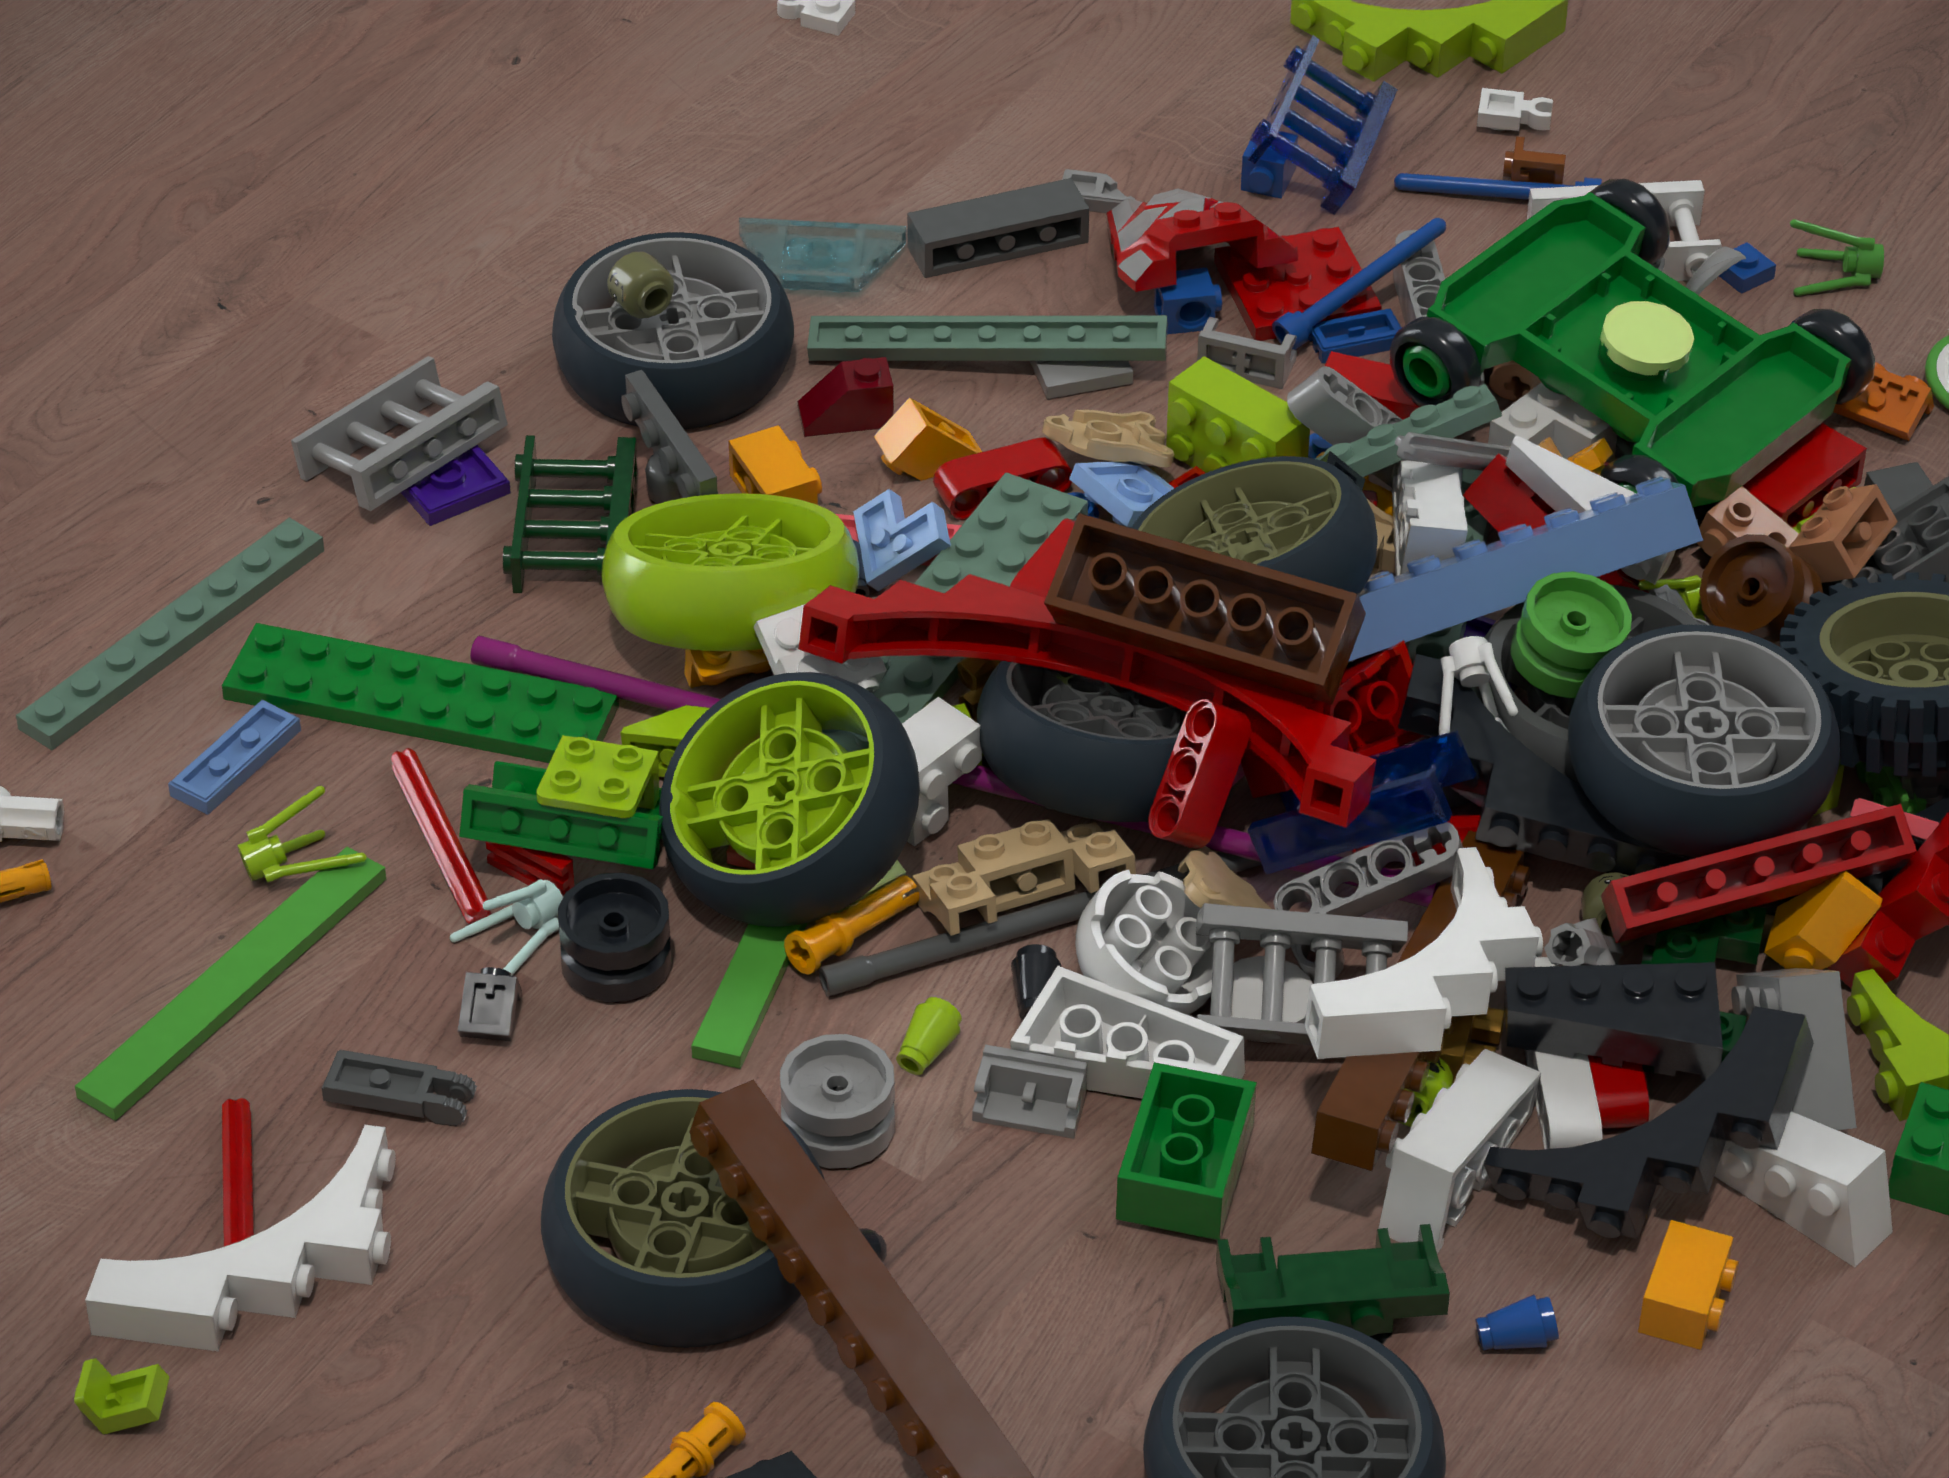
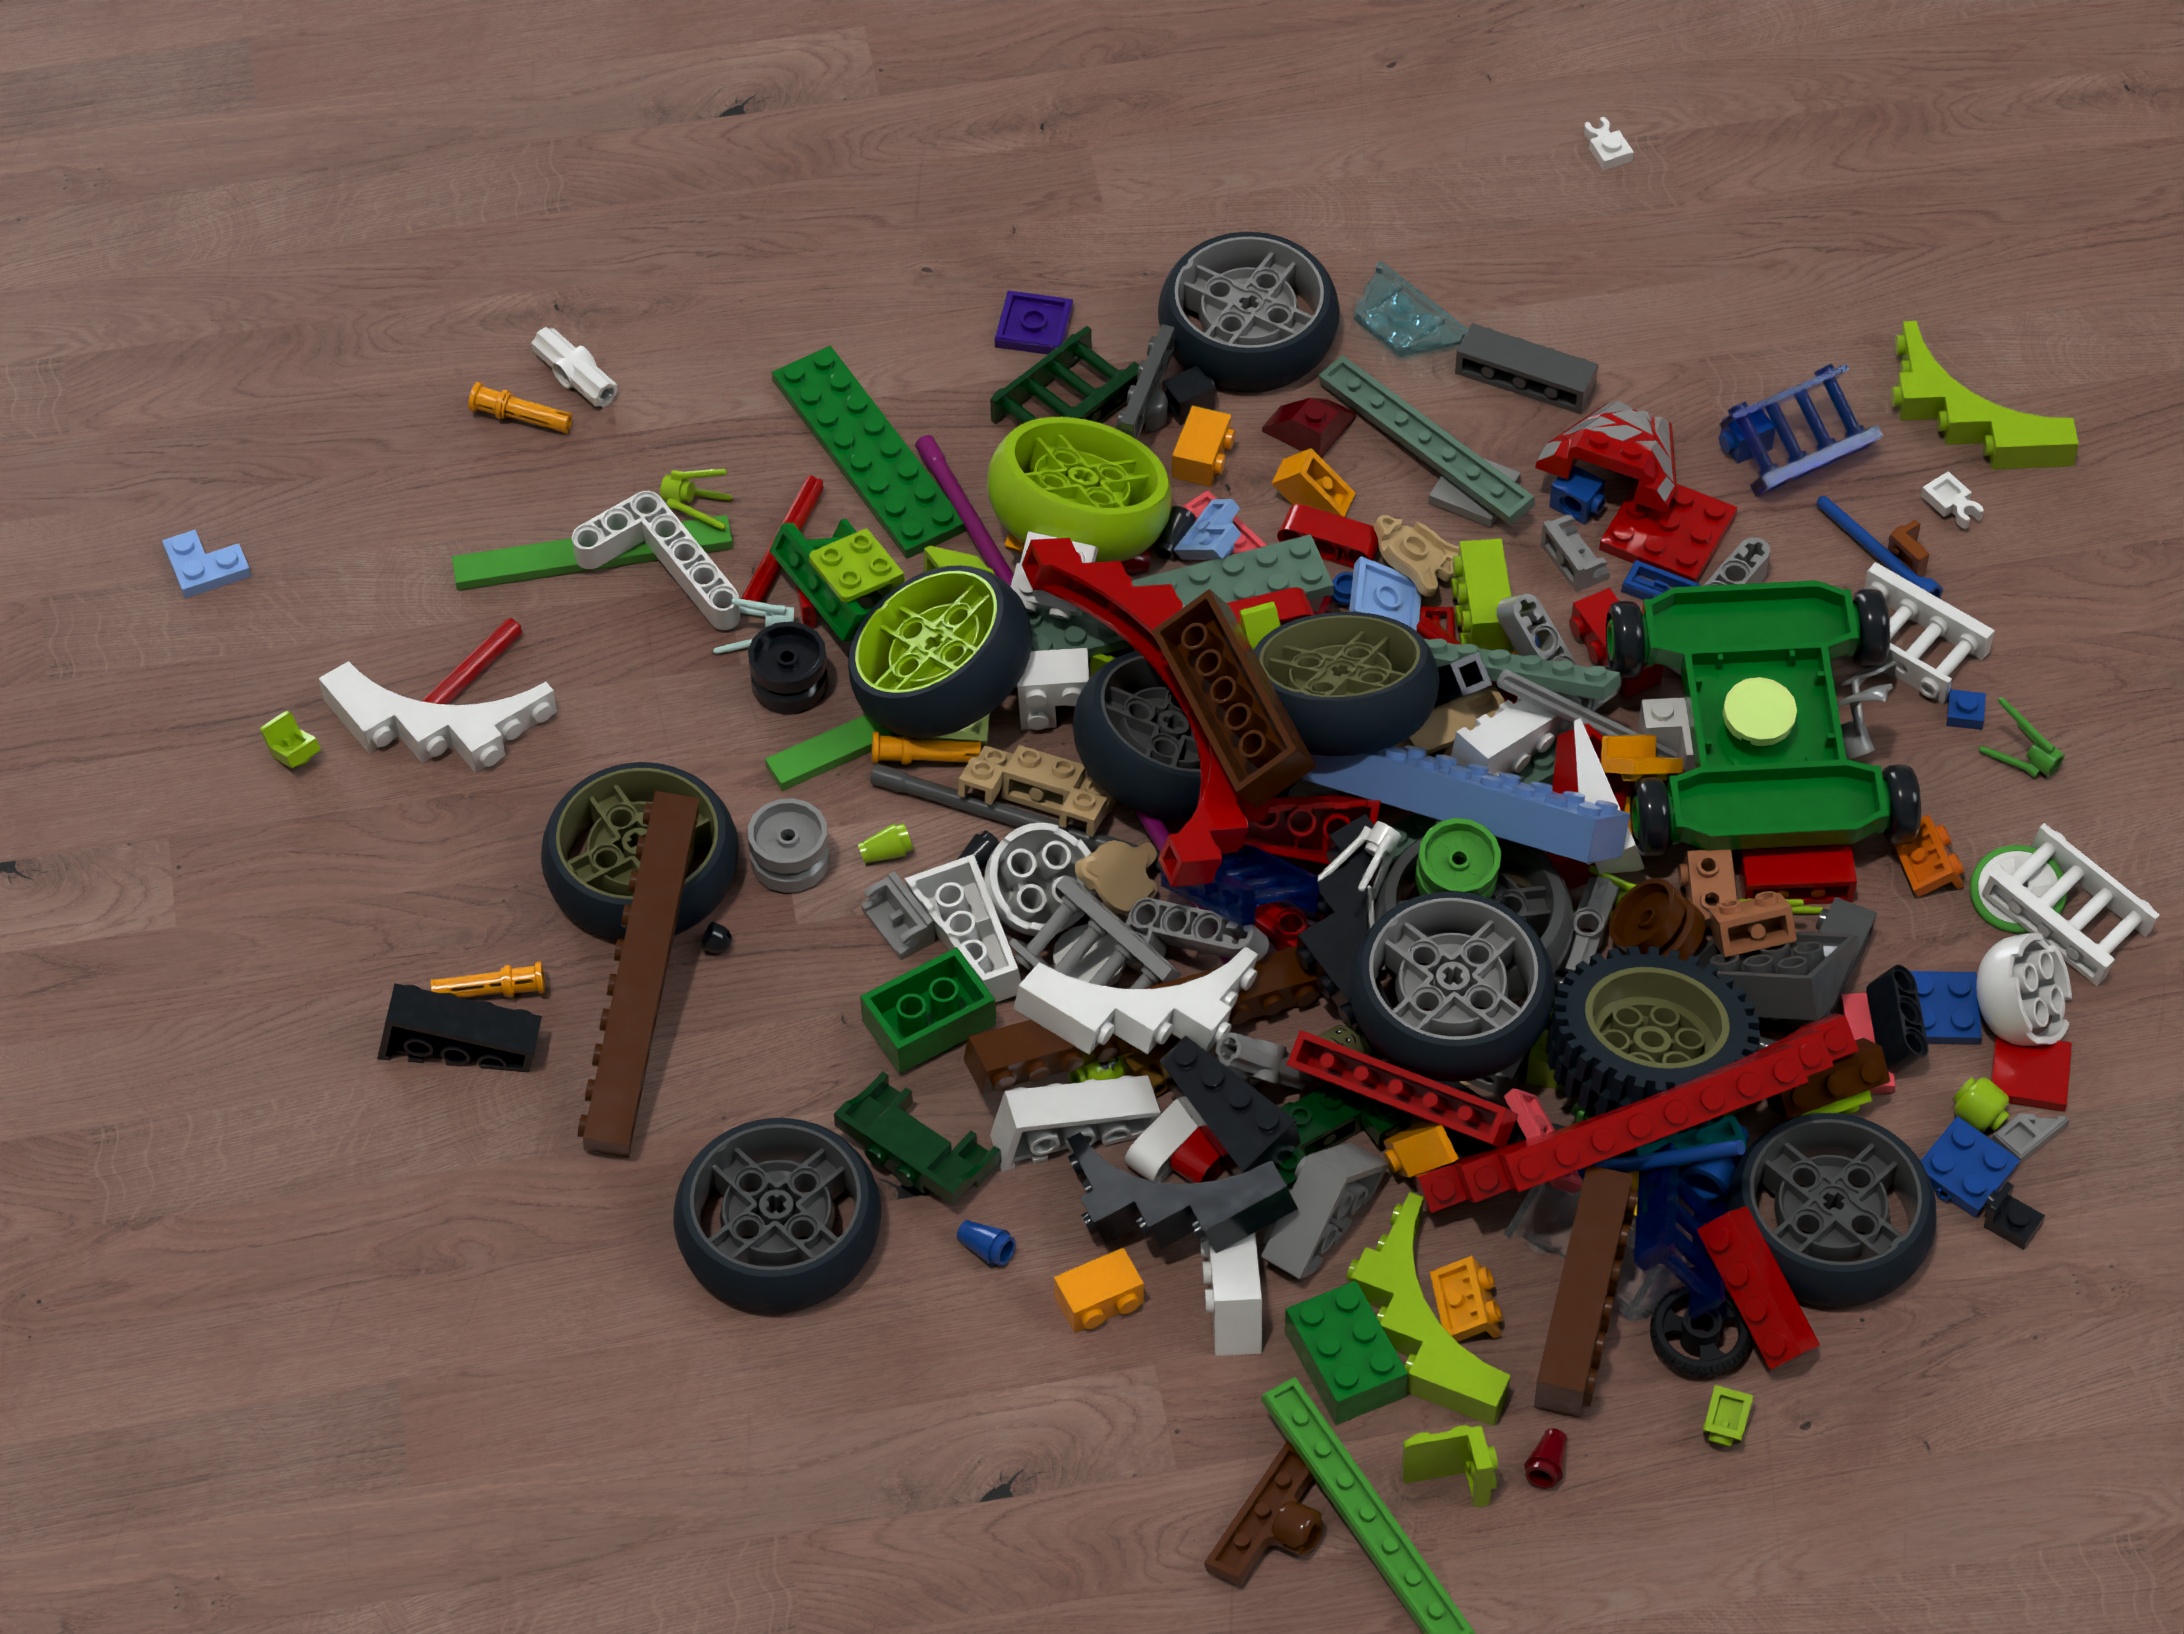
camera: 45 degrees right, 10 degrees up
(169, 634) = (787, 320): sand green plate -> none
(234, 757) = (736, 420): medium blue tile -> none
(342, 907) = (652, 528): none -> white beam
(398, 1087) = (597, 671): dark grey hinge -> none
(411, 455) = (1033, 295): light grey fence -> none
(489, 1004) = (691, 659): bracket -> none
(640, 285) = (1230, 270): olive head -> none
(709, 432) = (1189, 390): none -> black brick
(1097, 190) = (1620, 381): light grey tile -> none
(1199, 774) = (1155, 797): red beam -> none
(1302, 323) = (1622, 557): blue piece -> none

